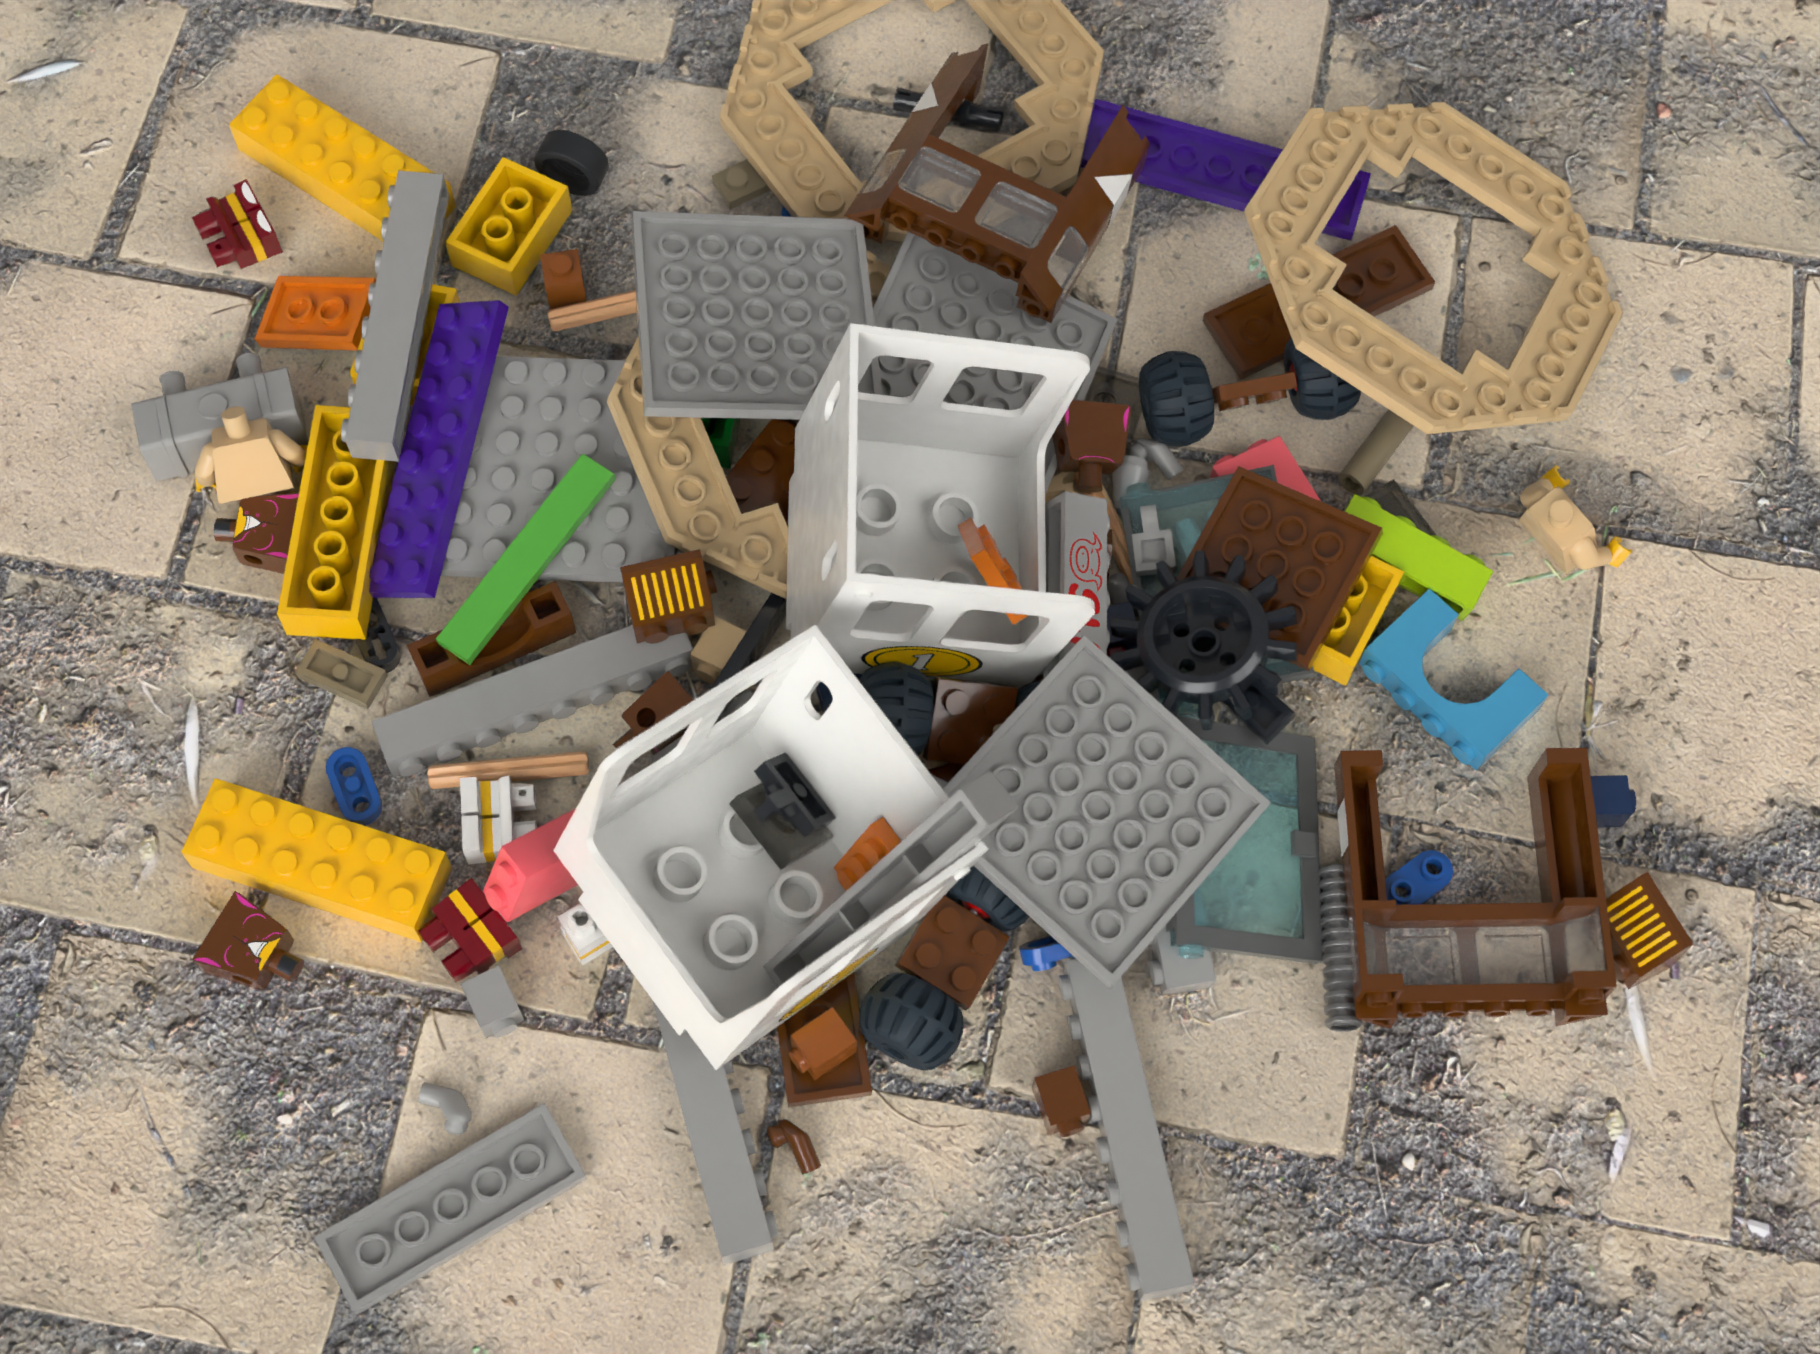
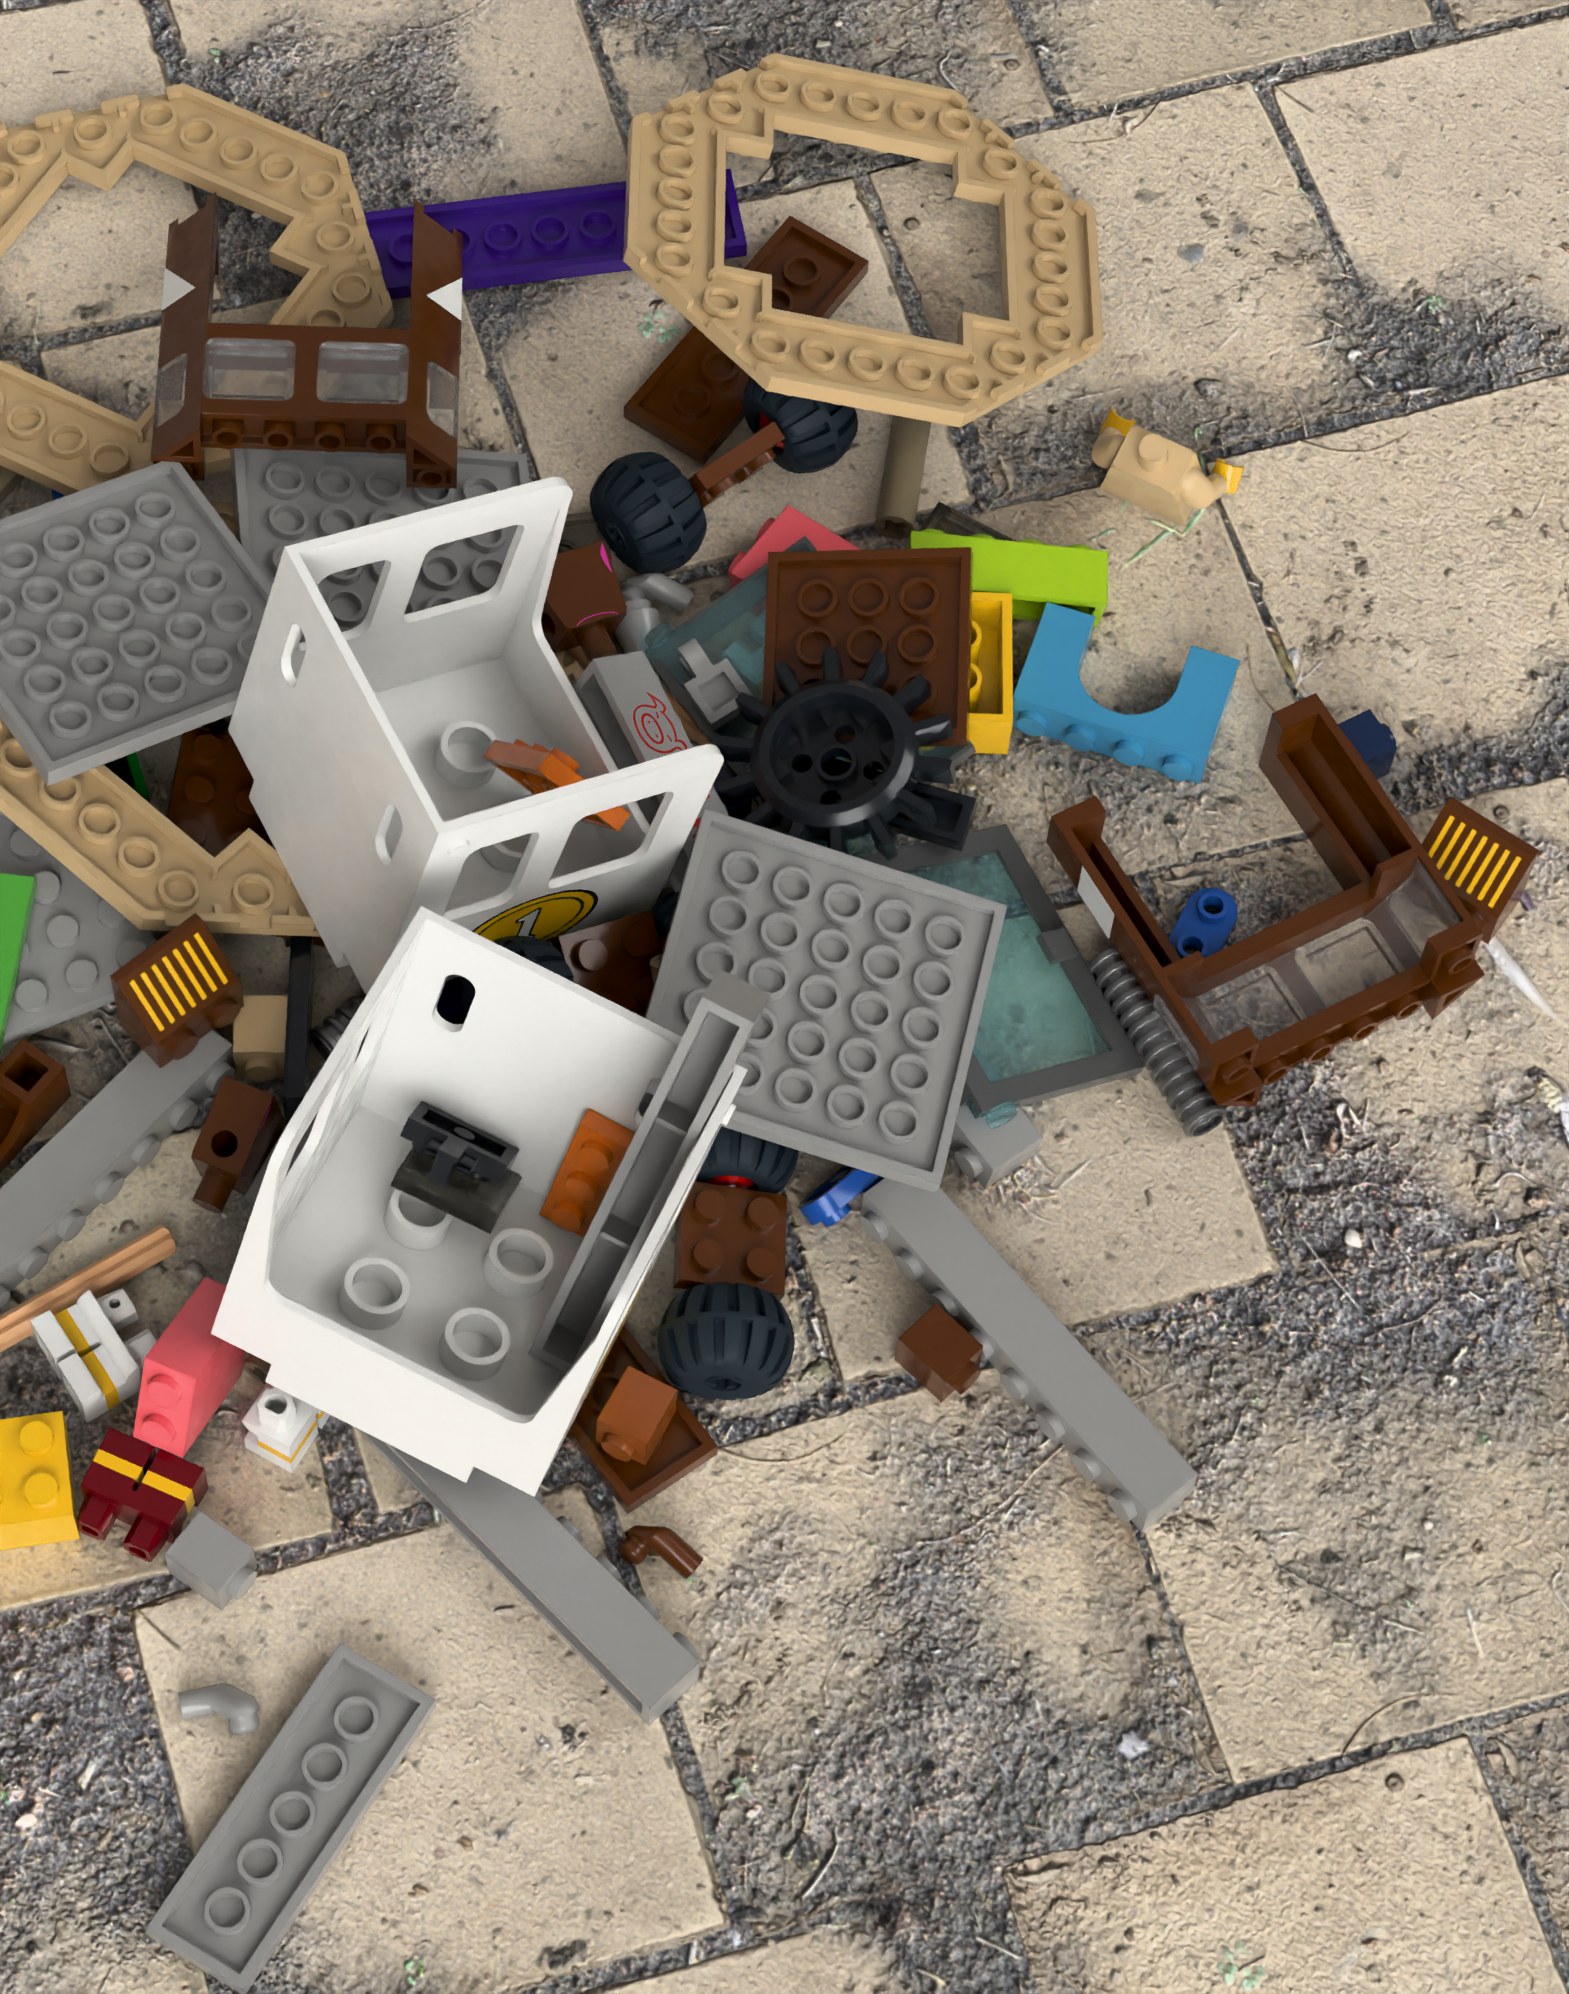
camera: 30 degrees left, 5 degrees down
(966, 115) = (227, 291): black pin -> none

